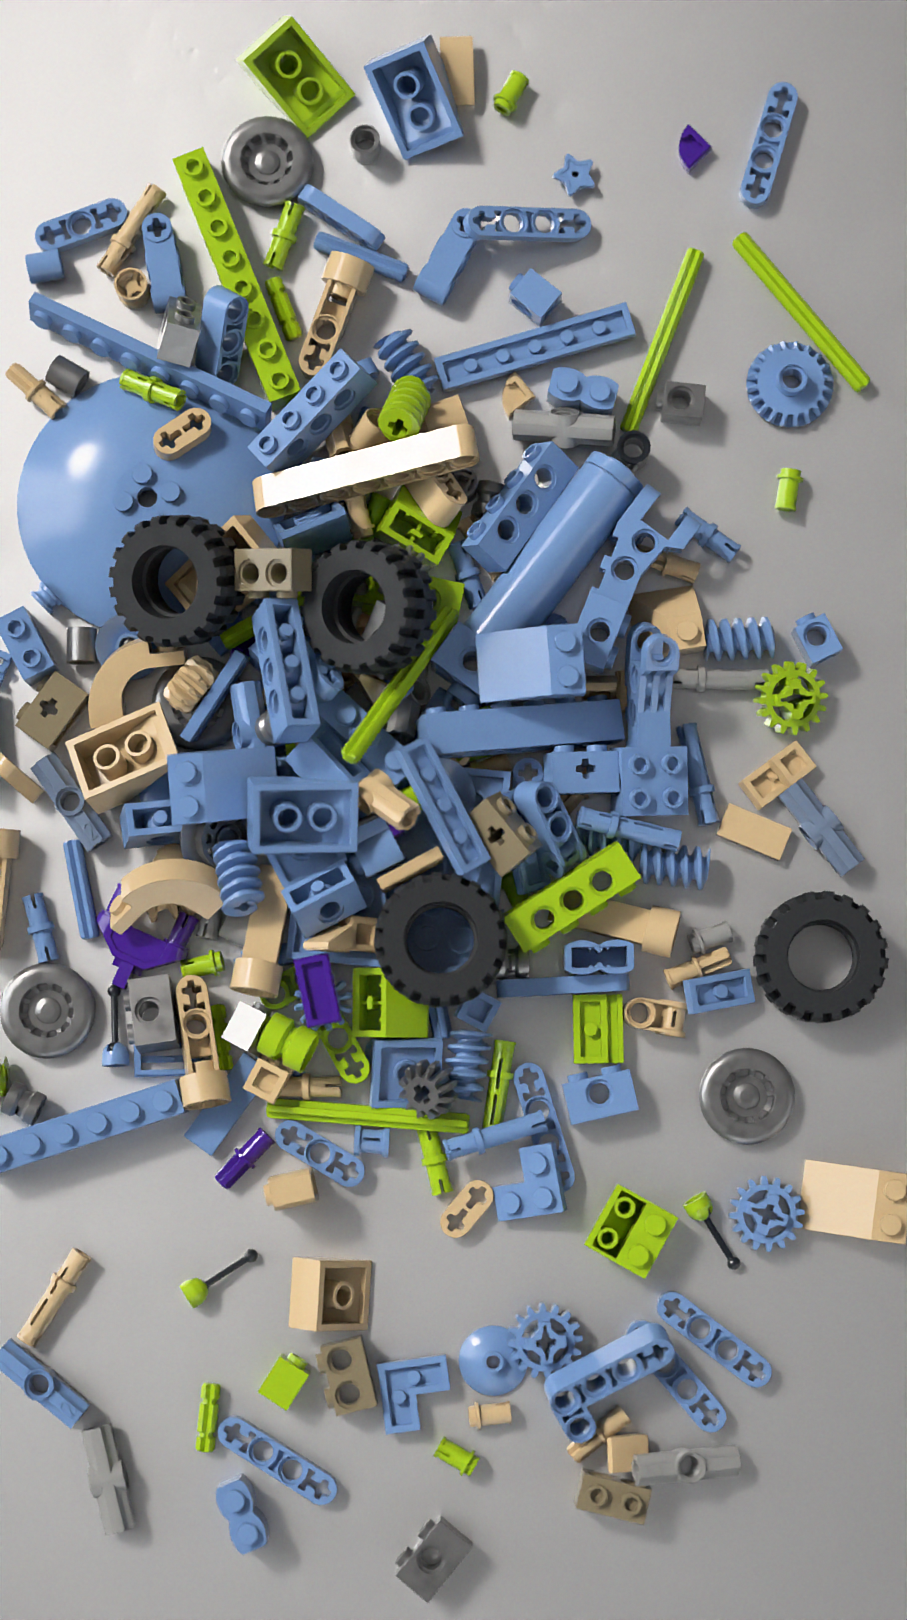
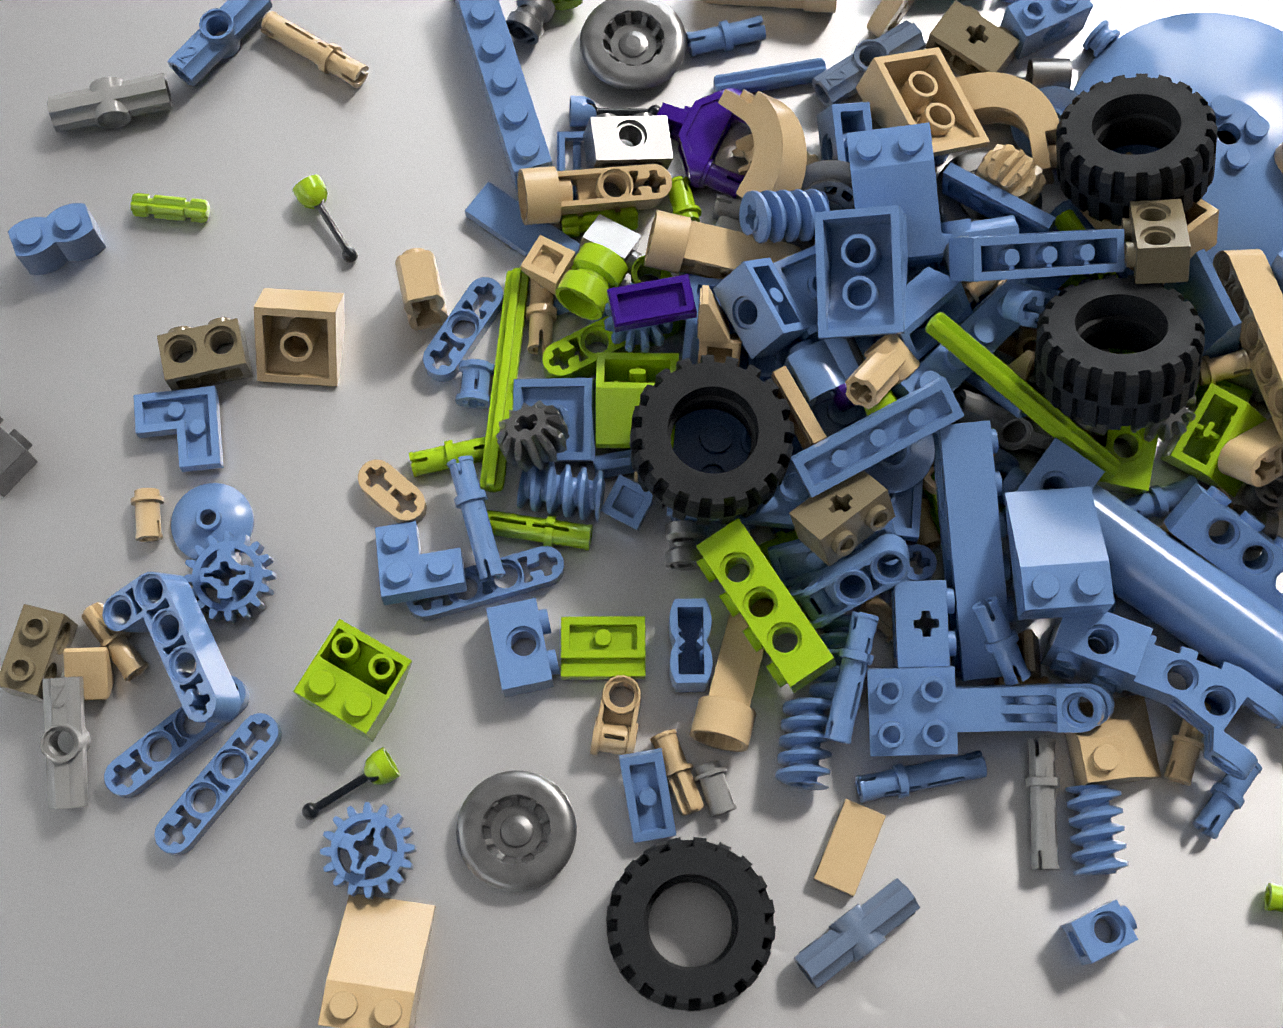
camera: 85 degrees right, 10 degrees down
(244, 1159) = (460, 246): dark purple axle -> none
(275, 1464) = (109, 277): medium blue beam -> none
(285, 1380) = (203, 286): lime brick -> none
(456, 1456) = (101, 477): lime pin -> none
(563, 985) = (656, 607): medium blue beam -> none
(597, 709) = (1001, 640): none -> medium blue pin
(777, 775) = (928, 882): tan slope -> none
(787, 685) = (1045, 894): lime gear -> none

